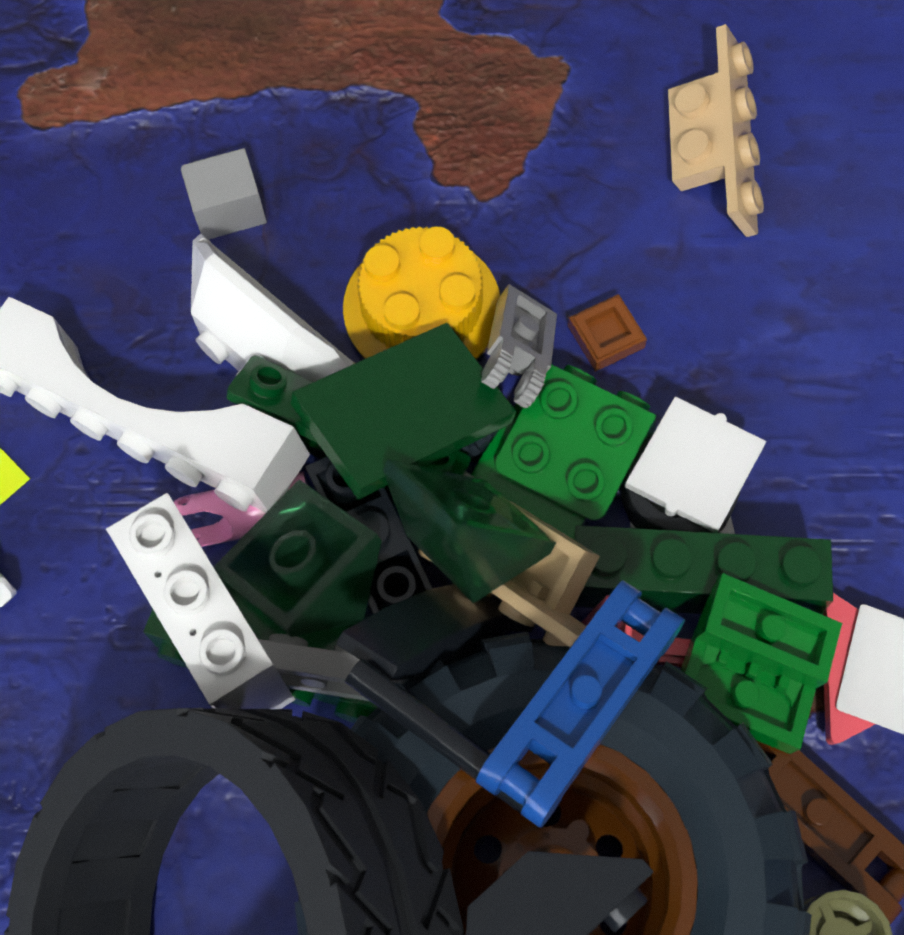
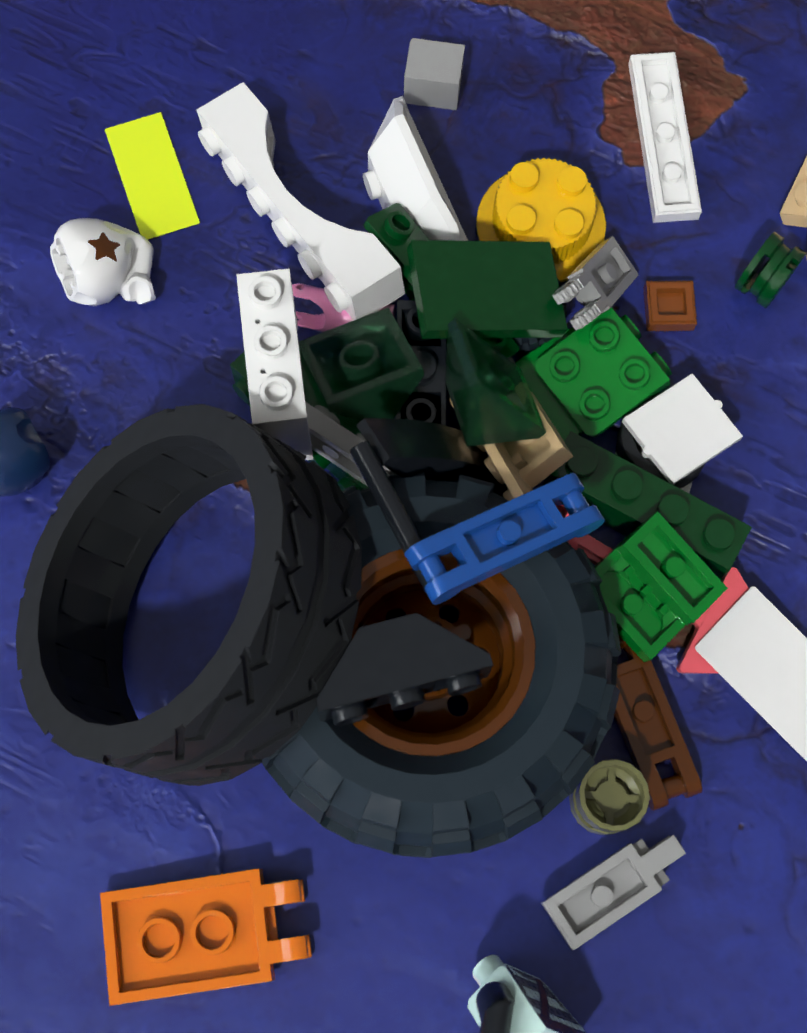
camera: 20 degrees right, 5 degrees up
(509, 155) = (664, 137): none -> white tile
(703, 247) = (774, 273): none -> dark green wheel

